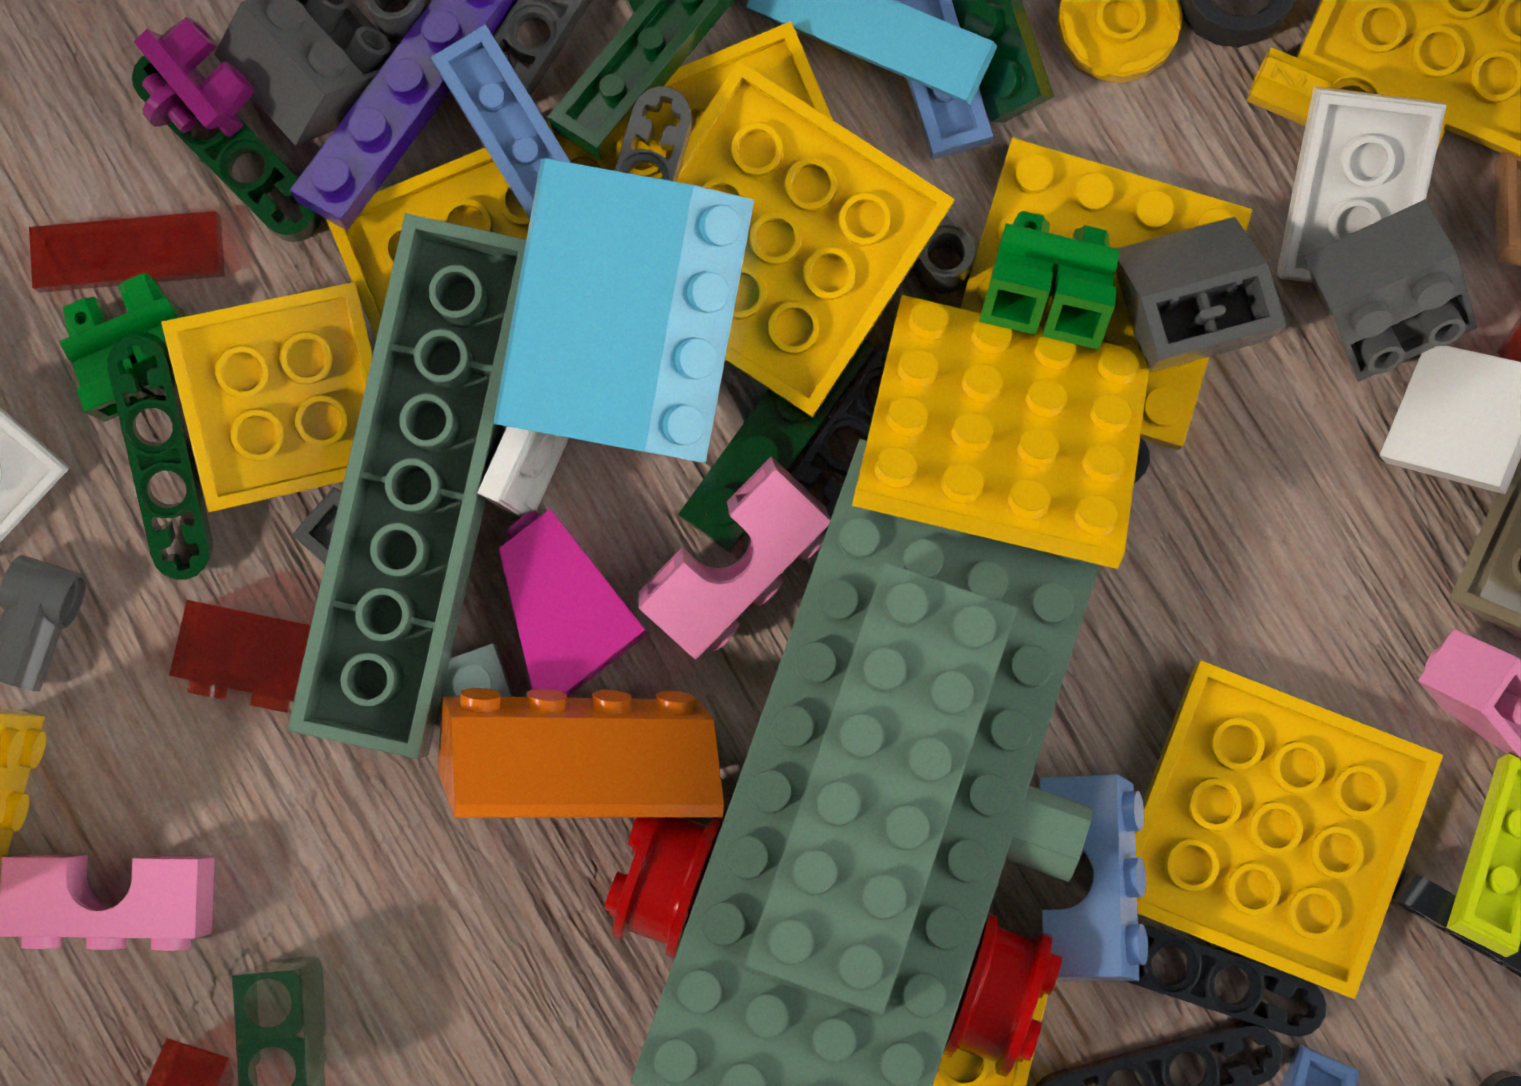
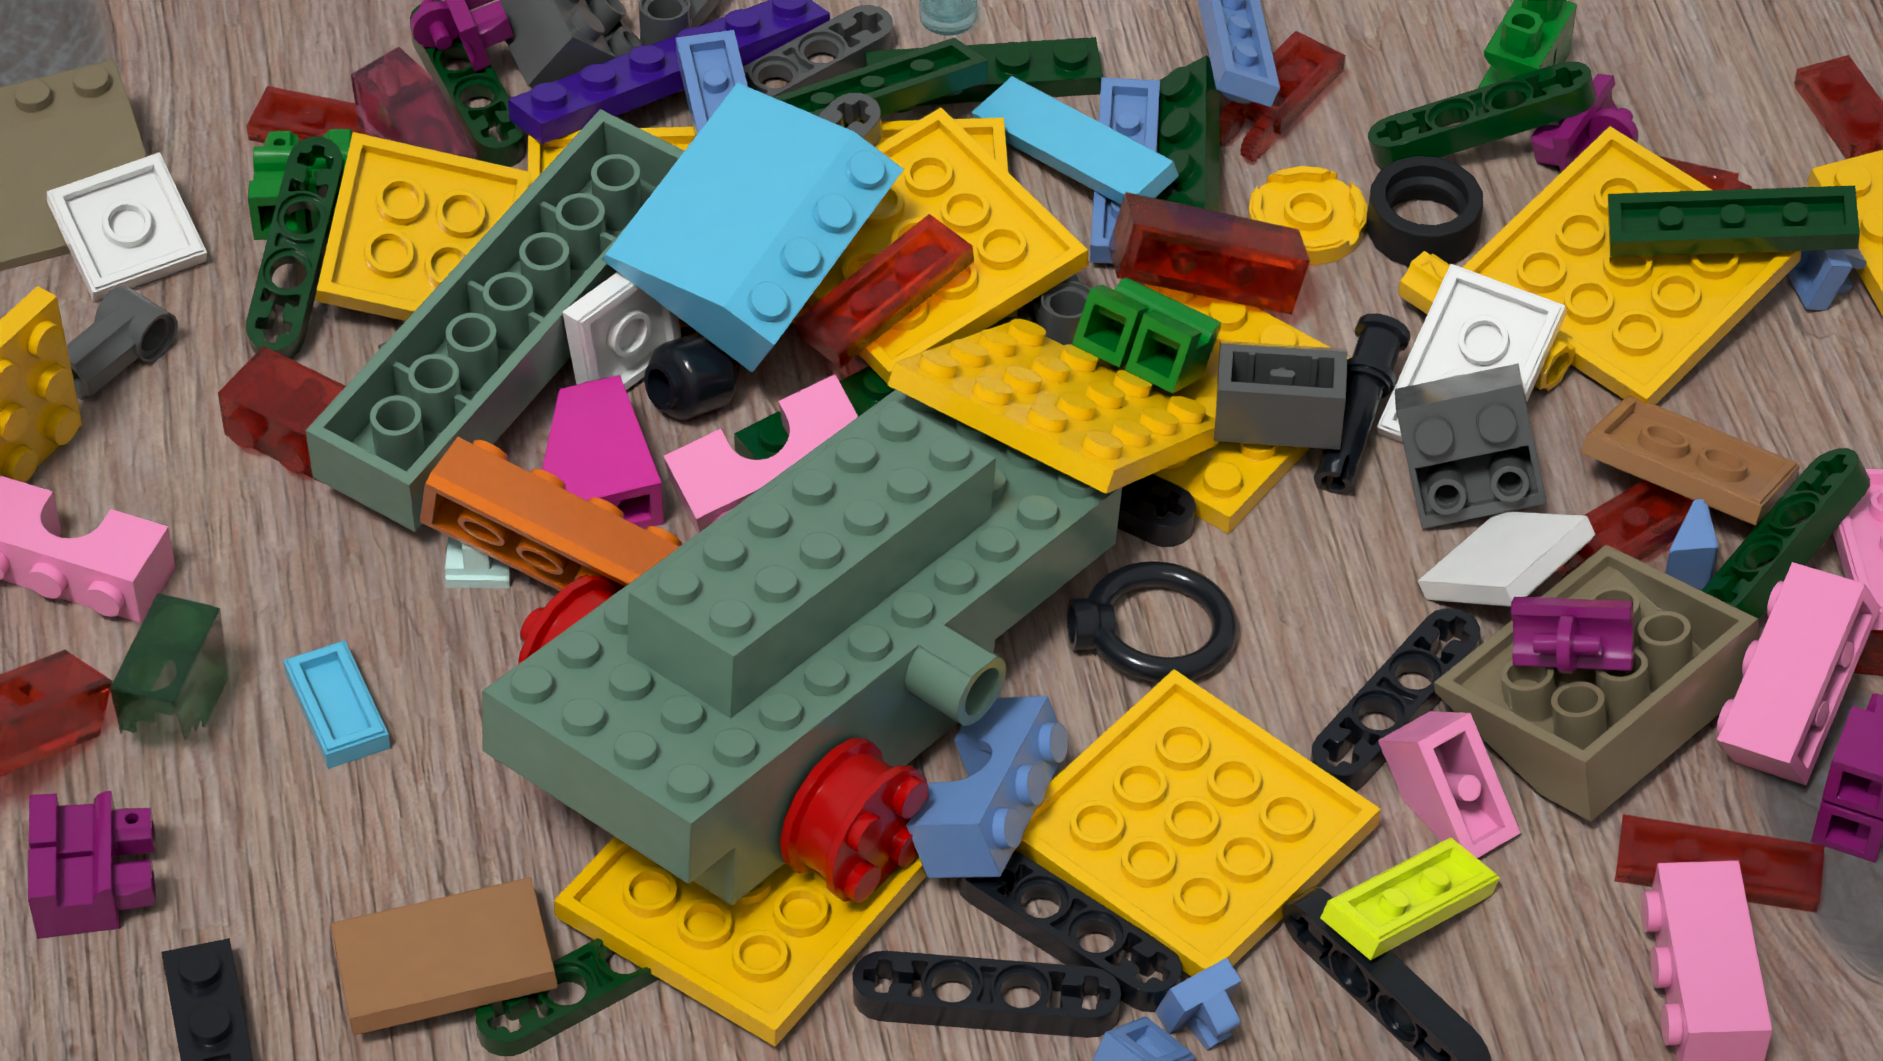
camera: 15 degrees right, 35 degrees down
(203, 249) = (406, 106): none -> clear pink slope
(438, 968) = (336, 704): none -> medium azure tile
(608, 474) = (690, 377): none -> black head
(779, 330) = (884, 290): none -> clear red plate
(1061, 139) = (1208, 253): none -> clear red brick
(1106, 627) = (1093, 621): none -> black piece
(1263, 220) = (1367, 382): none -> black pin
(1357, 1030) = (1203, 1004): none -> medium blue tile
(1394, 601) = (1388, 696): none -> black beam

